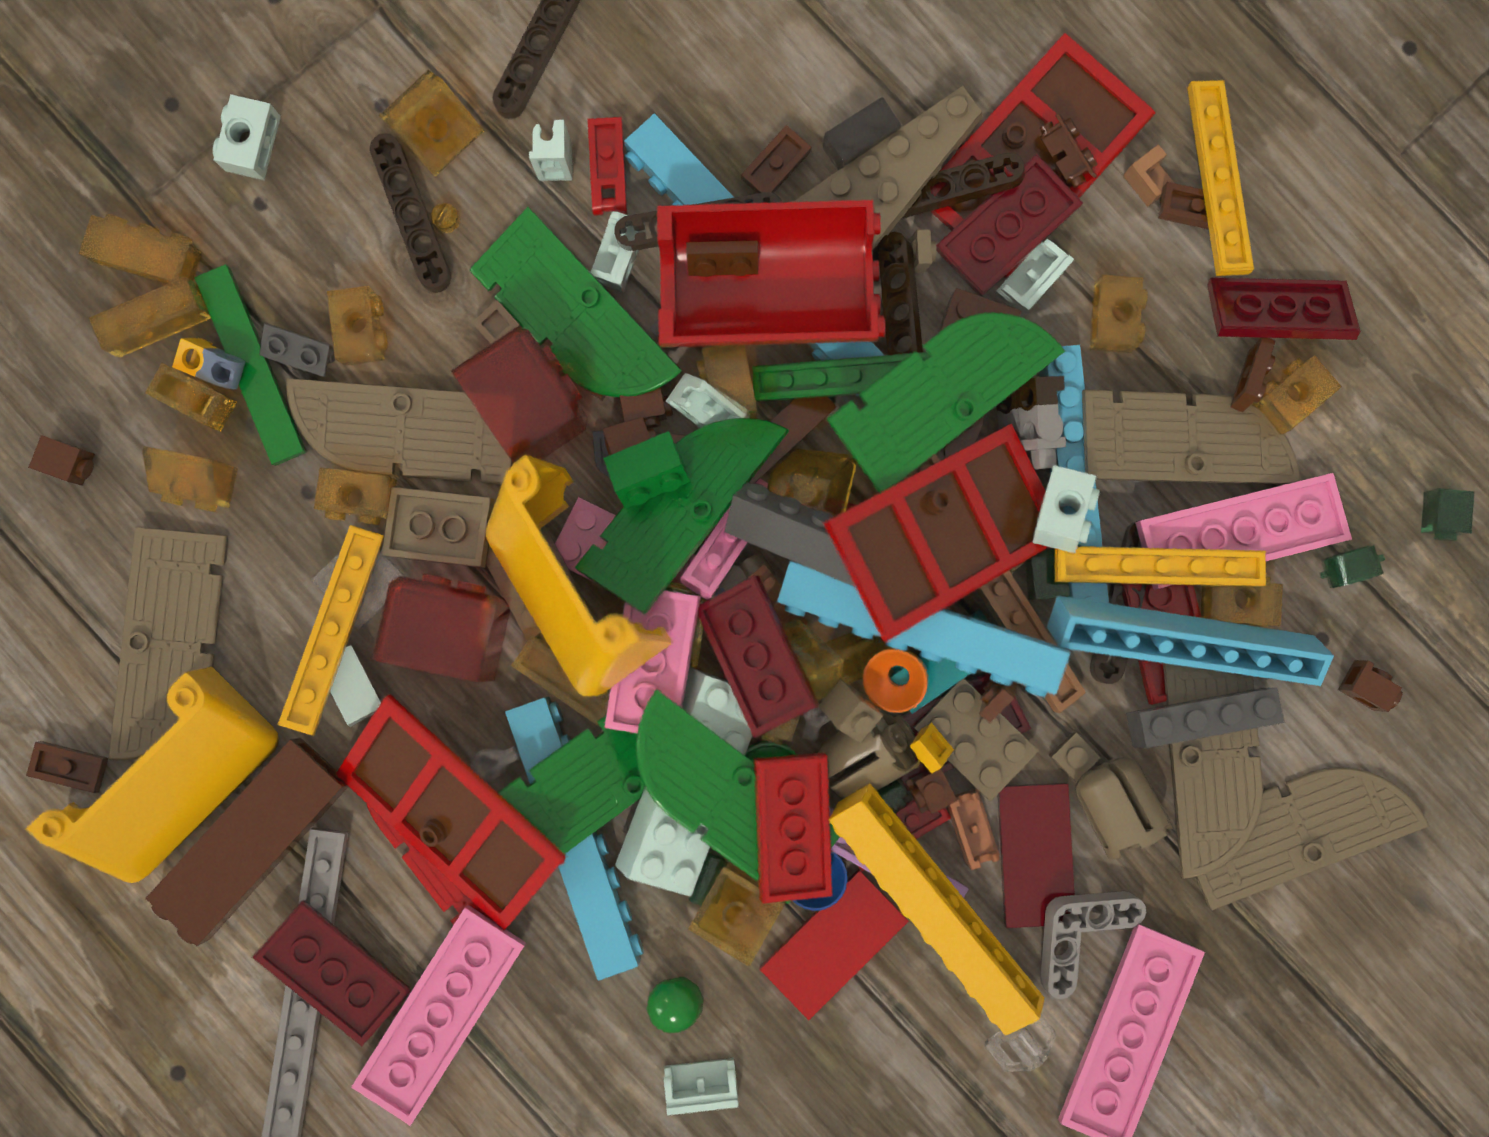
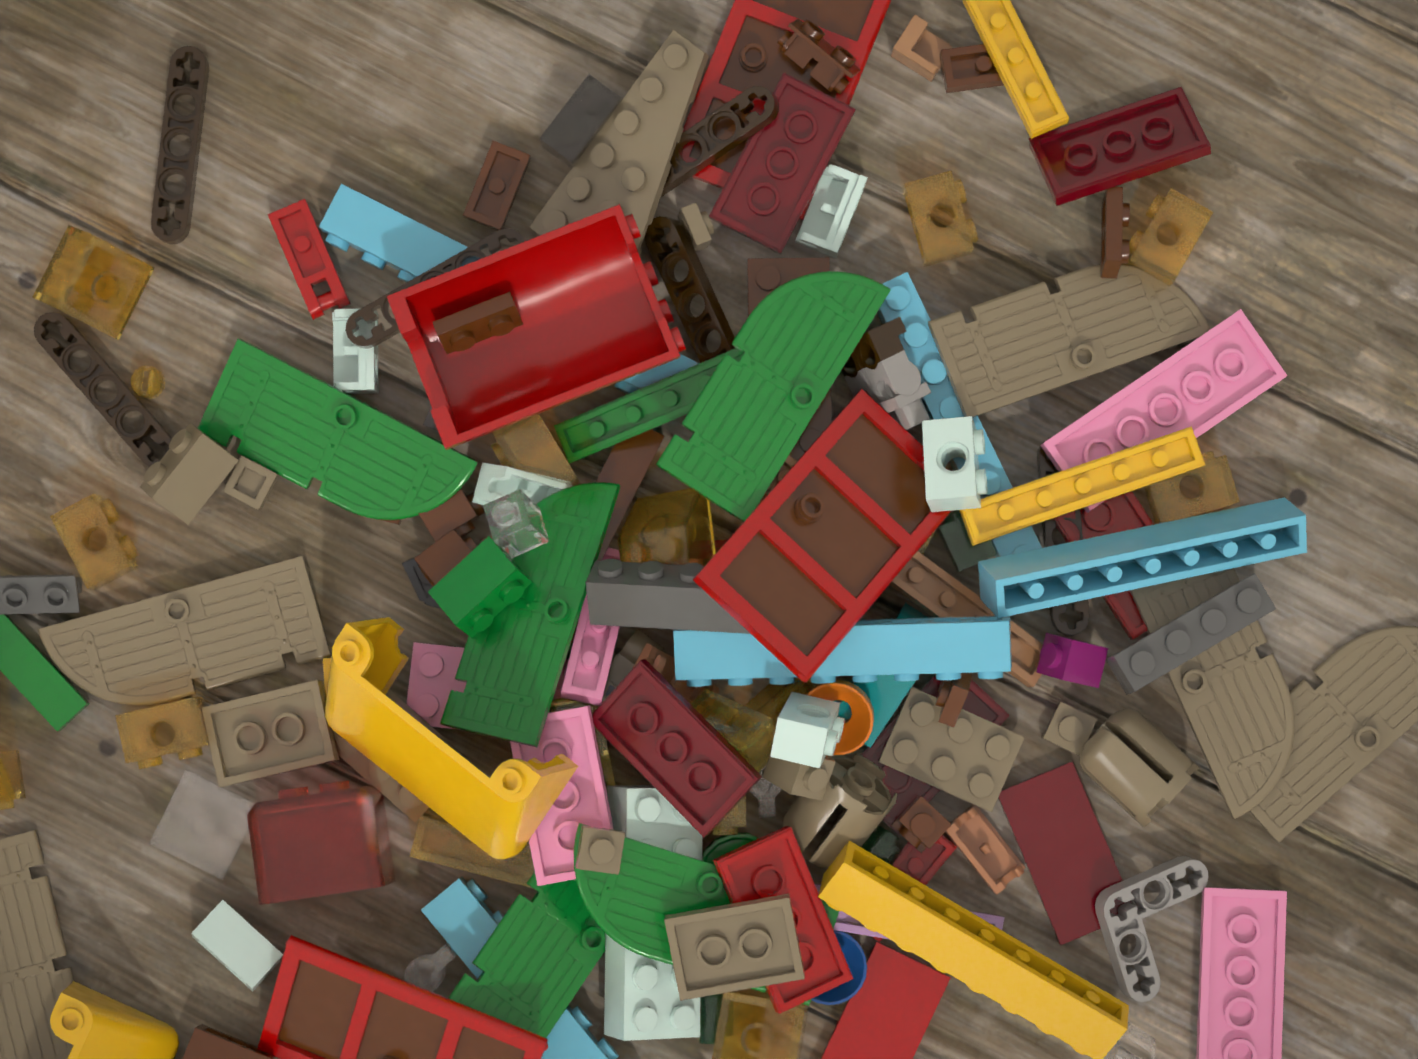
camera: 15 degrees left, 0 degrees up
(331, 631) = (196, 890): yellow tile -> none
(449, 297) = (188, 473): none -> dark tan brick
(523, 395) = (314, 556): clear red plate -> none
(553, 157) = (246, 274): light aqua hinge -> none
(665, 717) = (600, 849): none -> dark tan plate
(694, 429) = (516, 523): none -> clear brick
(746, 837) = (734, 947): none -> dark tan plate
(870, 682) = (807, 730): none -> light aqua brick
(931, 748) = (903, 777): yellow plate -> none
(1099, 703) = (1072, 660): none -> magenta brick
(1352, 566) = (1297, 406): clear green piece -> none
(1371, 686) = (1367, 531): reddish brown brick -> none
(1447, 513) = (1383, 308): clear green brick -> none

